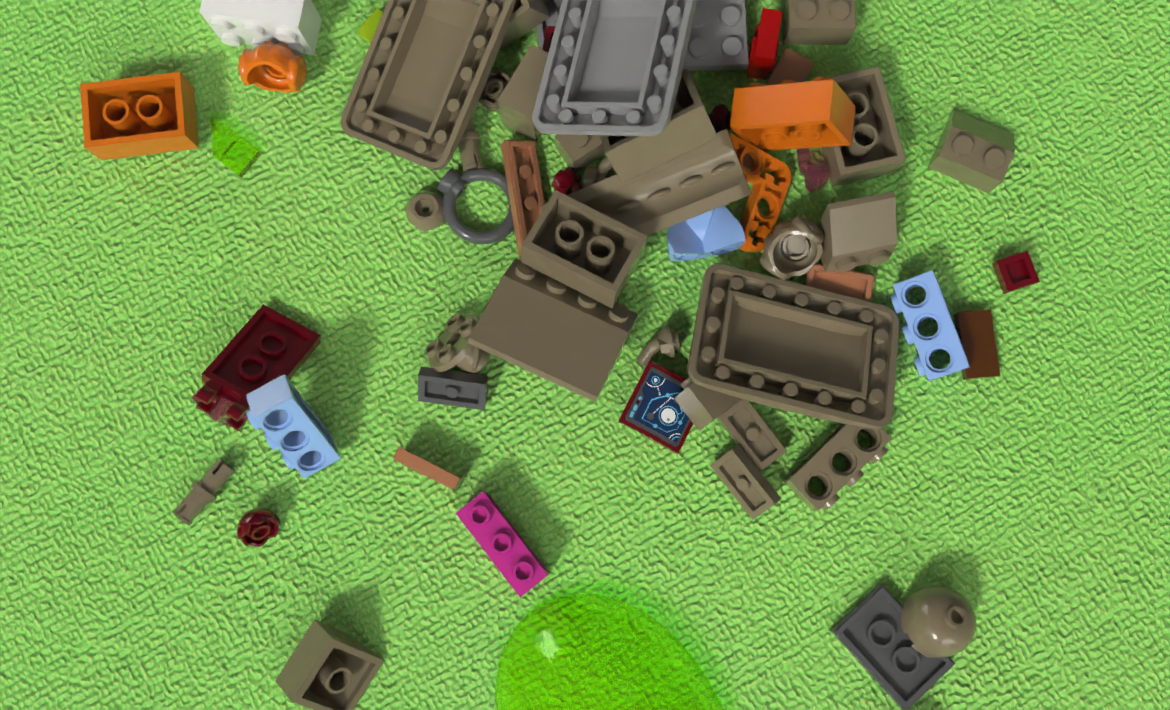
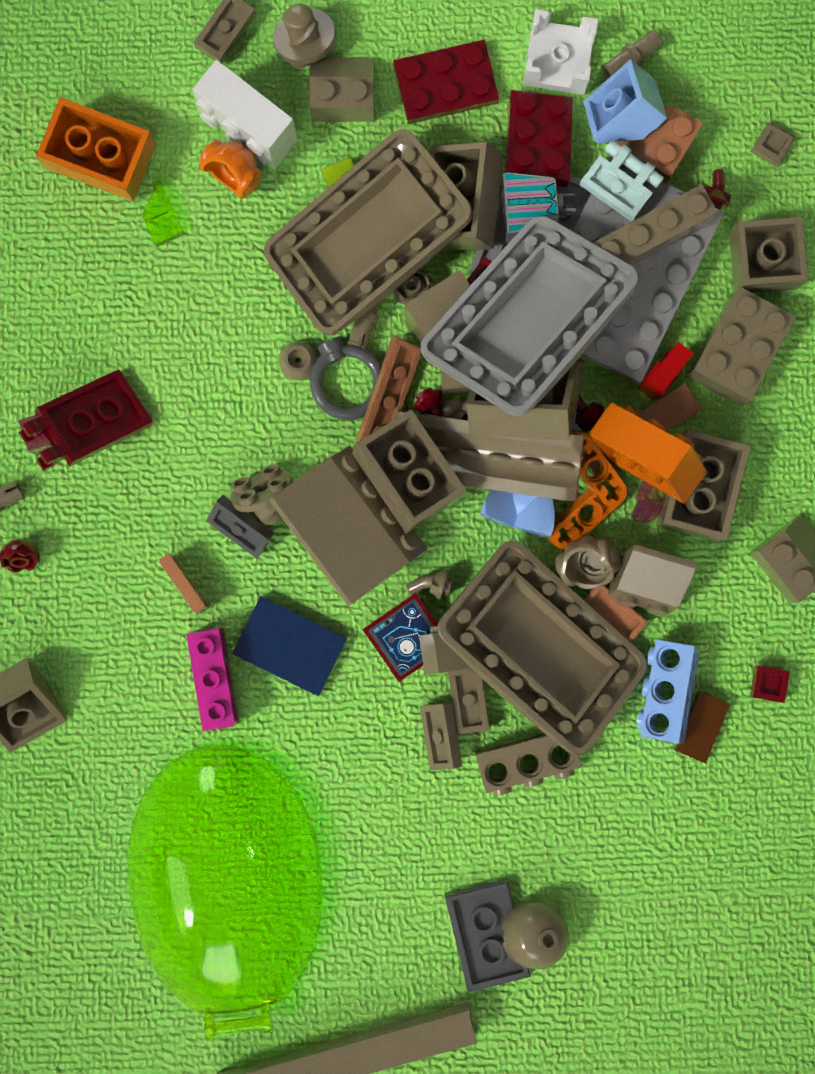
camera: 20 degrees right, 5 degrees up
(291, 427) = (88, 491): light blue brick -> none
(558, 474) = (289, 646): none -> dark blue tile

